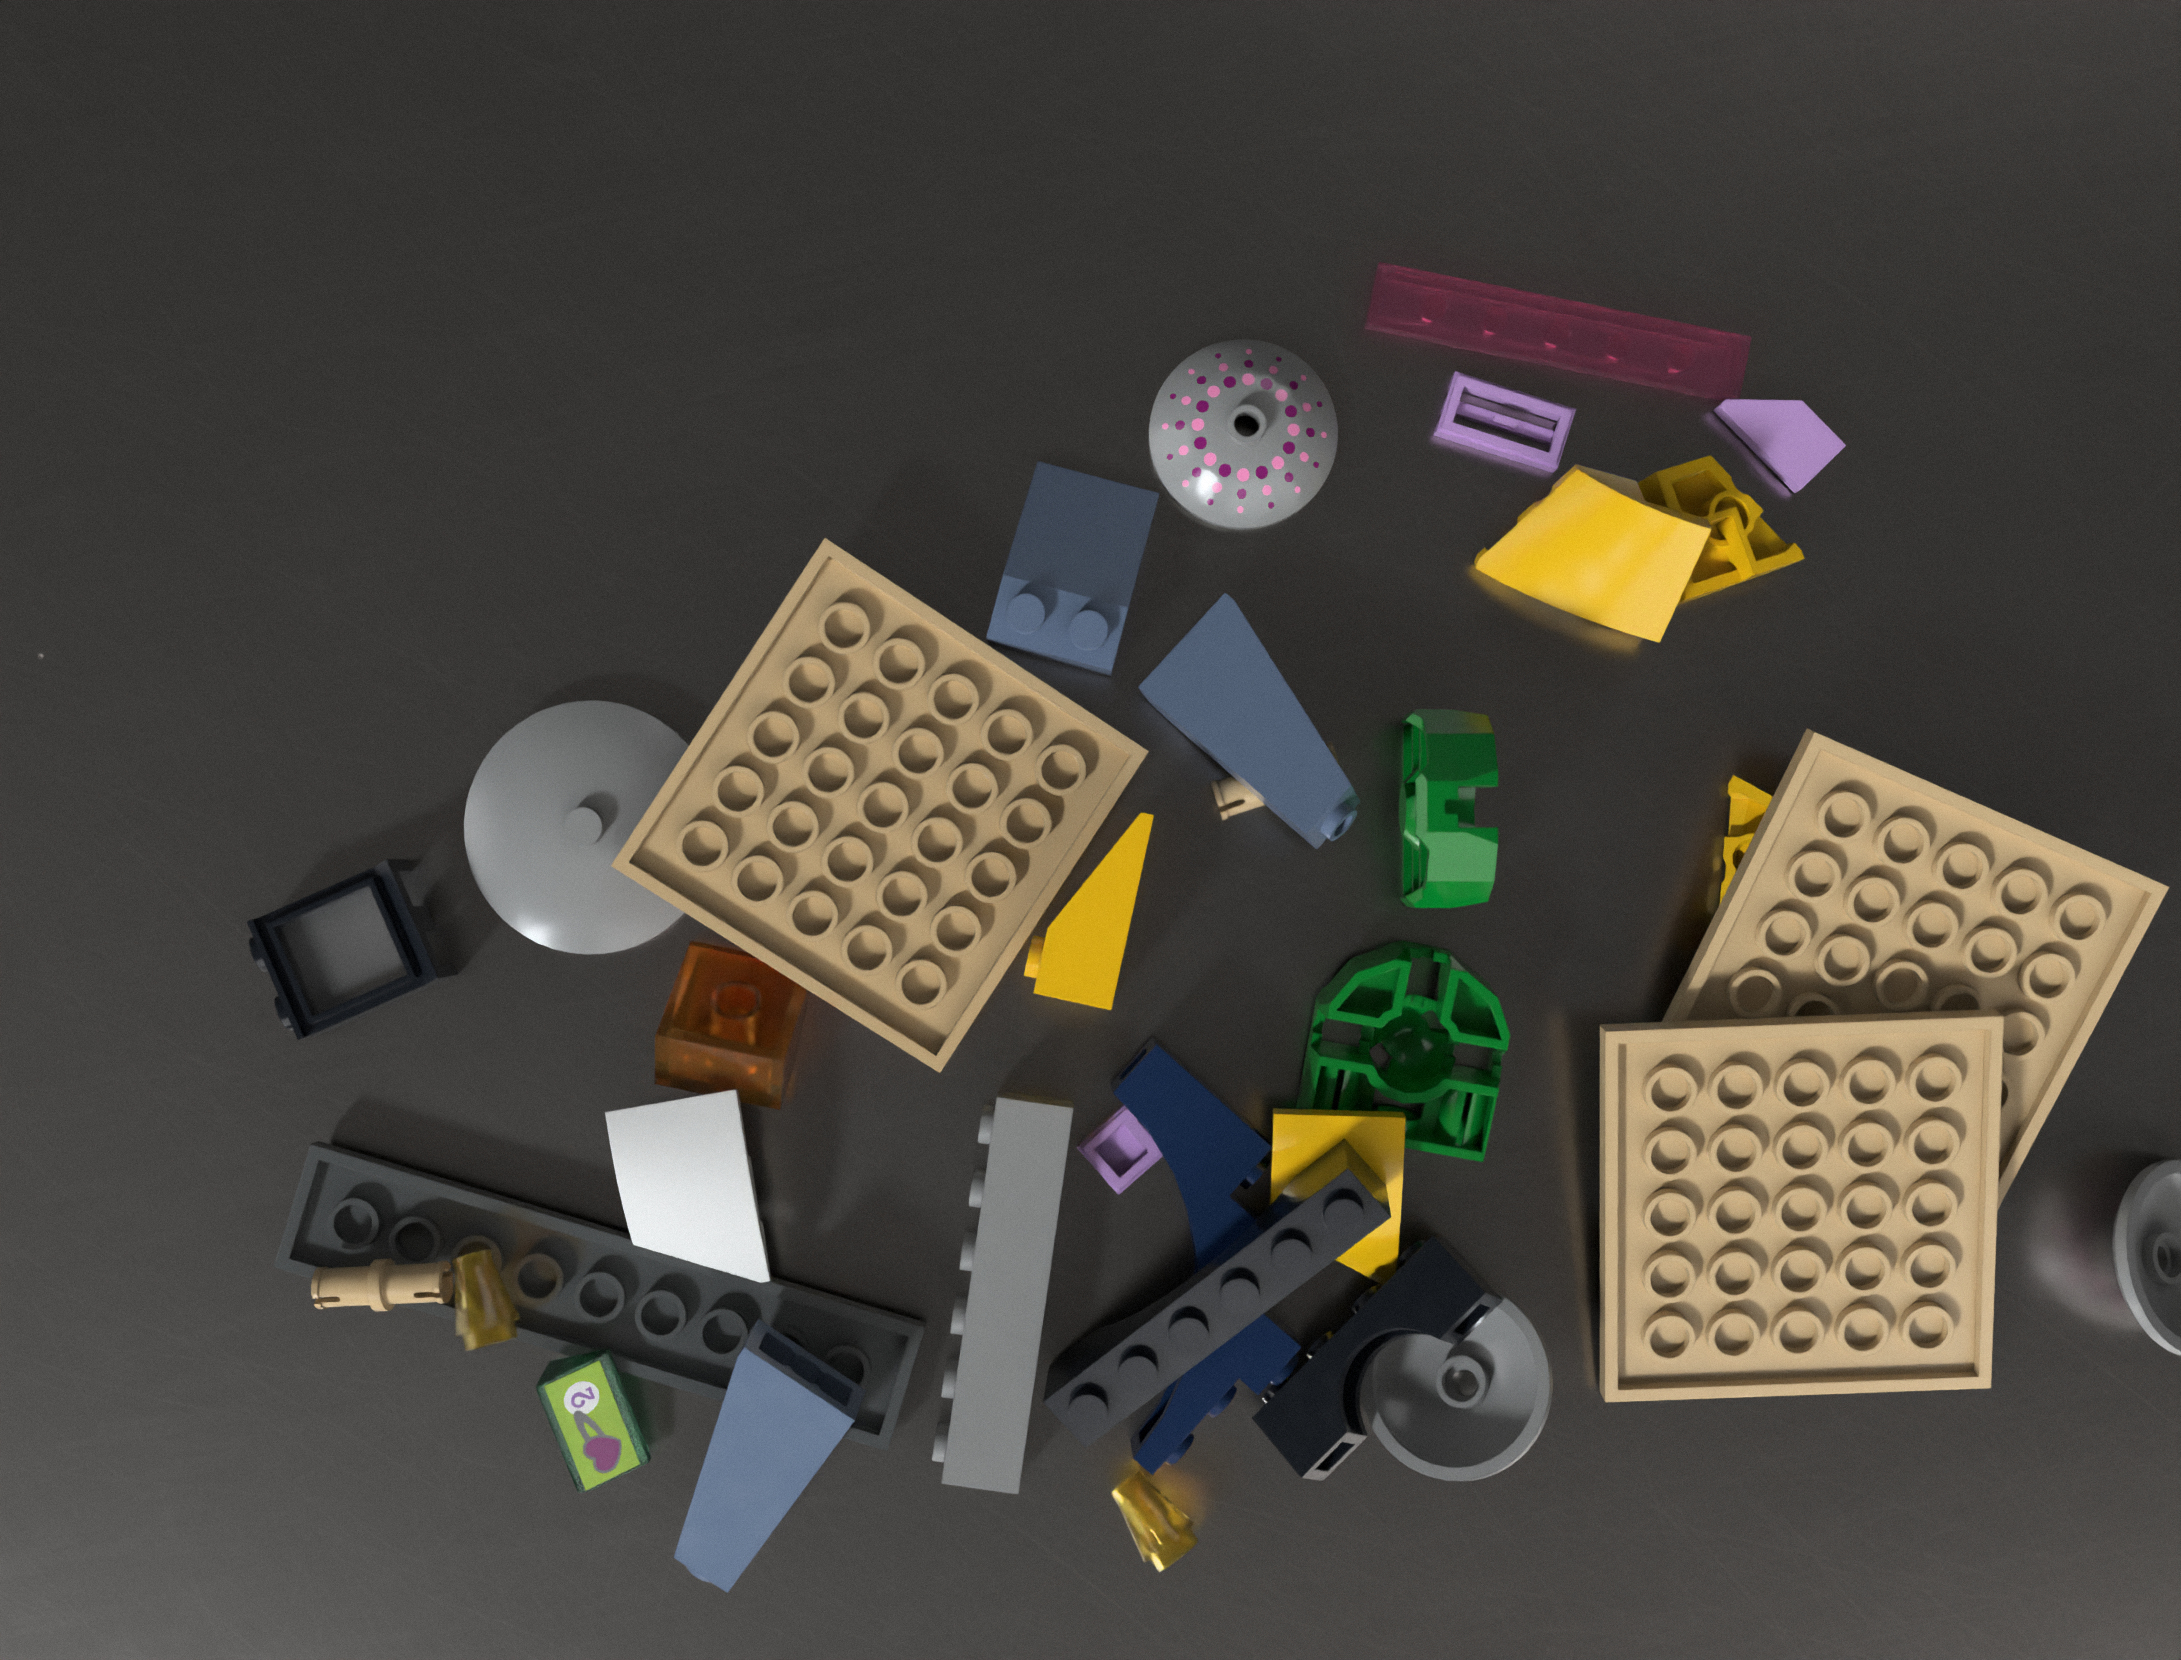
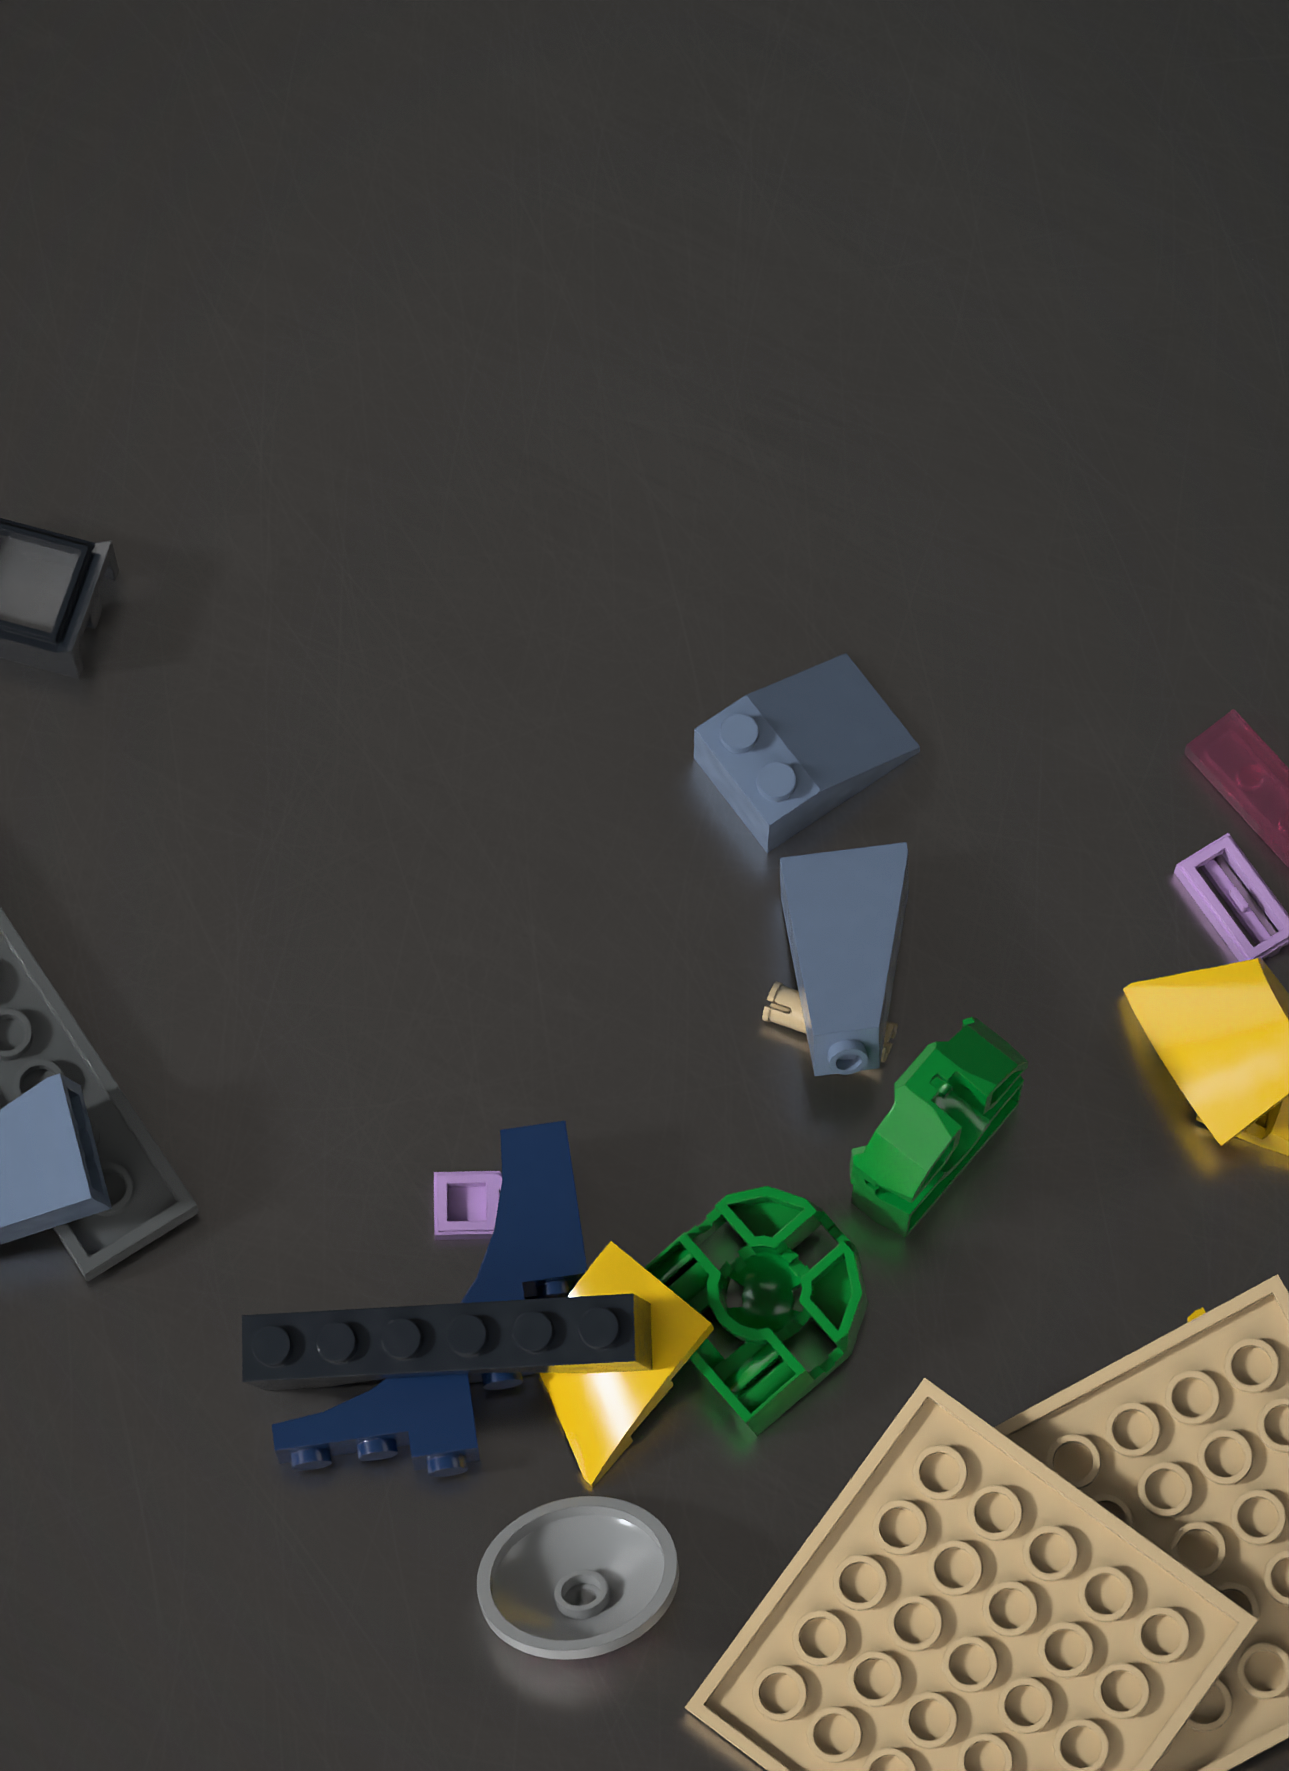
camera: 45 degrees right, 20 degrees down
(556, 813) = (277, 652): light grey dish -> none
(690, 1182) = (121, 944): white slope -> none
(730, 1027) = (252, 868): clear orange slope -> none
(880, 806) = (508, 797): tan plate -> none
(1006, 1291) = (284, 1229): light grey brick -> none
(1089, 935) = (599, 996): yellow slope -> none
(1154, 1522) = (240, 1509): clear yellow cone -> none
(1236, 477) = (1017, 790): light grey dish -> none
(1317, 1411) = (454, 1511): black arch -> none

